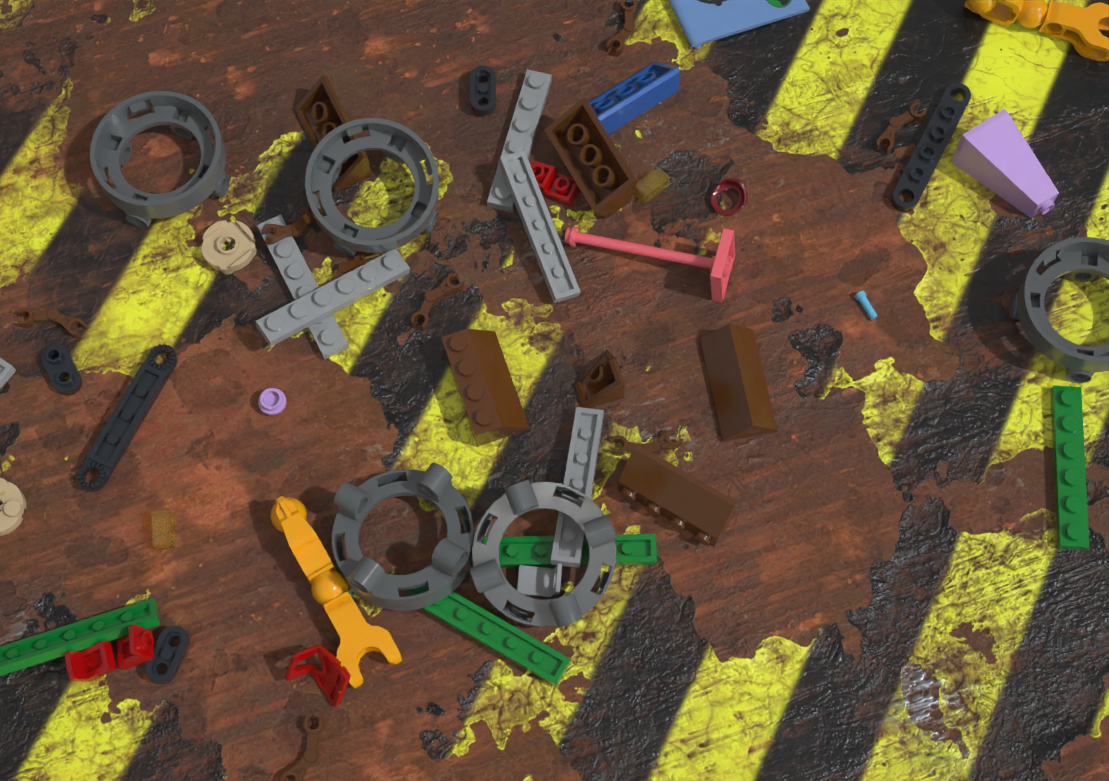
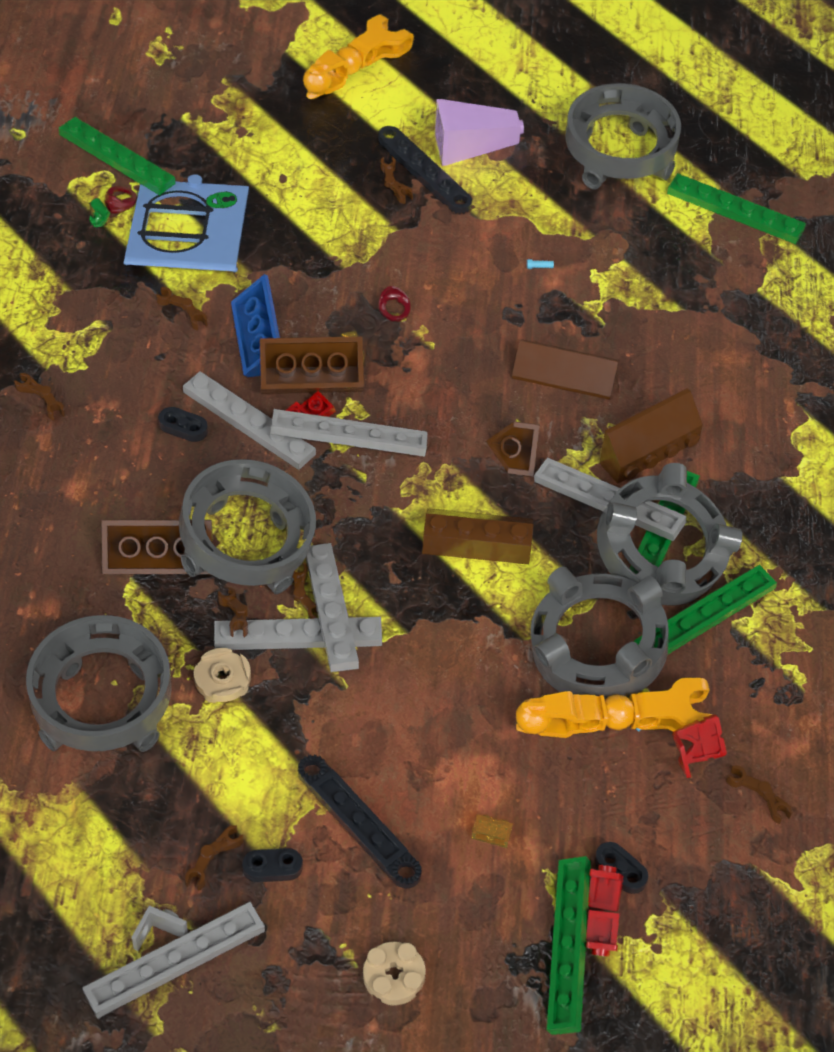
camera: 70 degrees left, 15 degrees down
(272, 401) = (405, 697): lavender plate -> none
(432, 296) = (368, 542): reddish brown piece -> none
(539, 581) = (679, 552): light grey bracket -> none
(662, 443) = (594, 447): reddish brown piece -> none
(719, 265) = (458, 325): coral tile -> none

